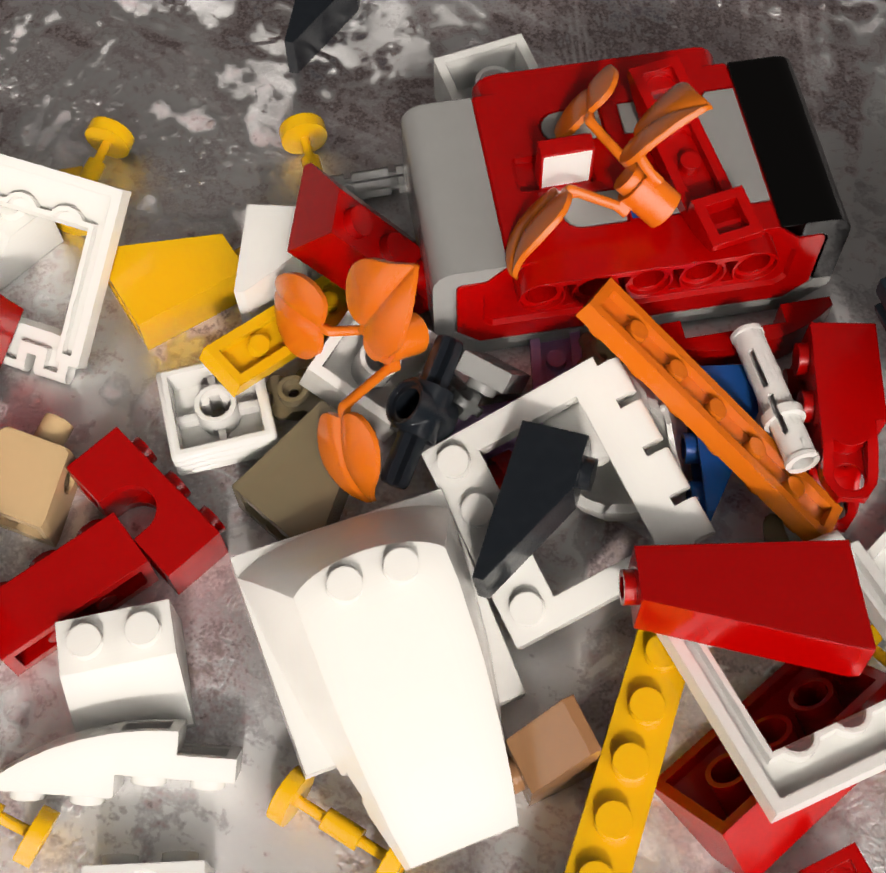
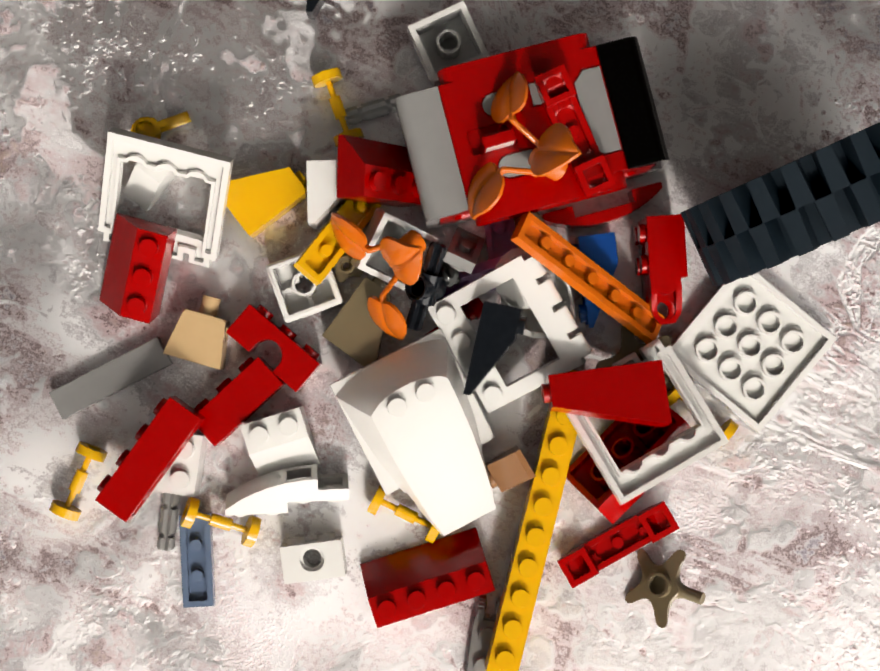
camera: 10 degrees left, 25 degrees up
(109, 139) = (201, 91): yellow wheel -> none
(781, 414) = (625, 259): white pin -> none

